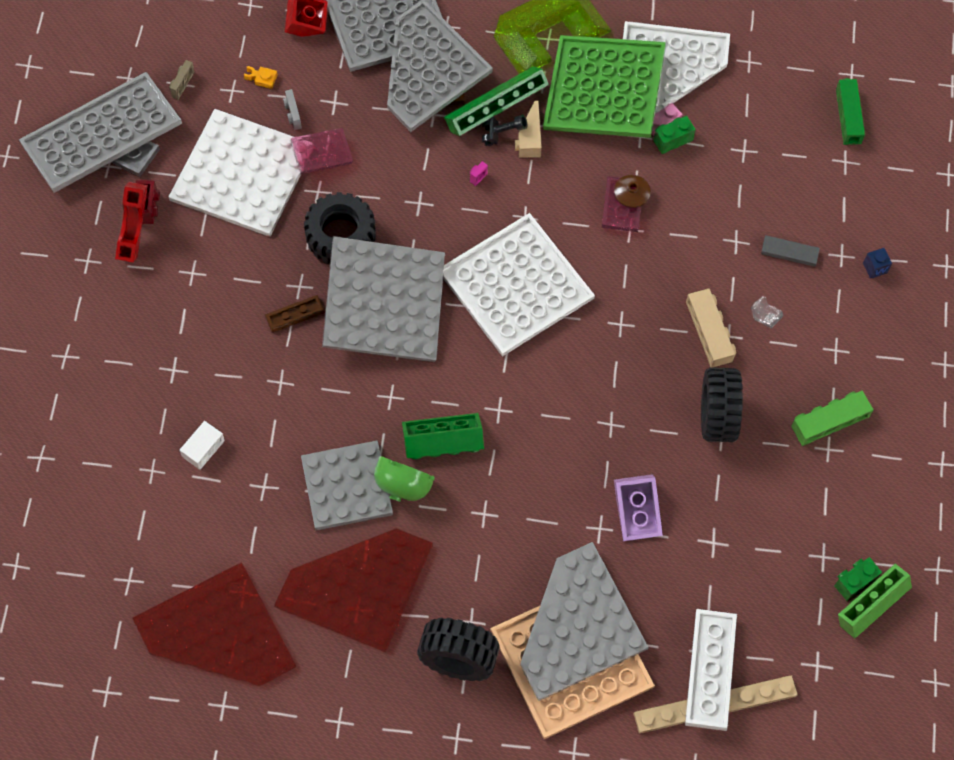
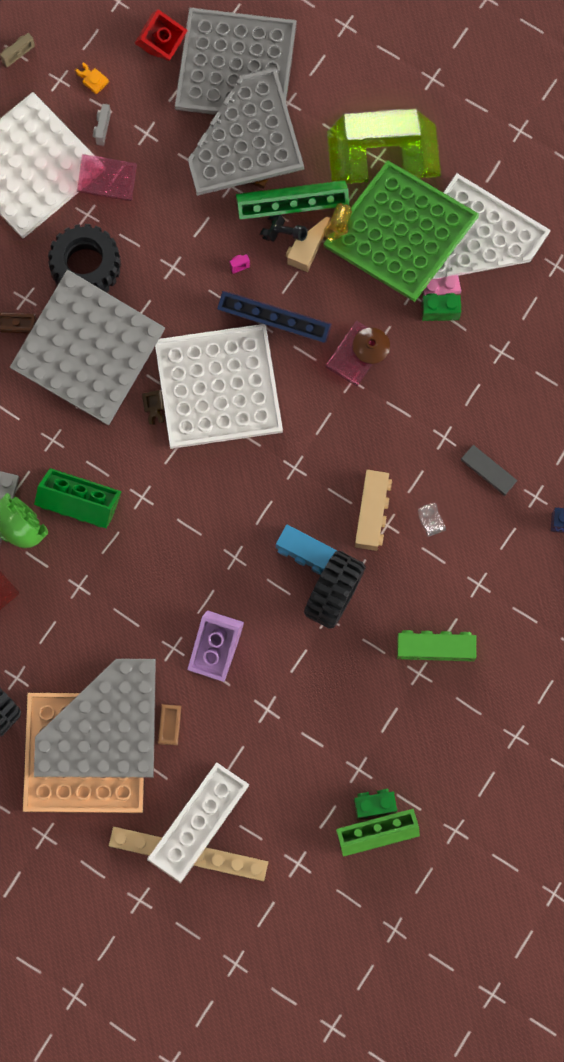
camera: 25 degrees right, 10 degrees up
(466, 324) = (153, 403): none -> dark brown plate
(535, 202) = (274, 316): none -> dark blue brick
(549, 102) = (338, 223): none -> clear yellow piece
(634, 597) = (169, 724): none -> medium nougat tile
(672, 387) = (304, 549): none -> dark azure brick

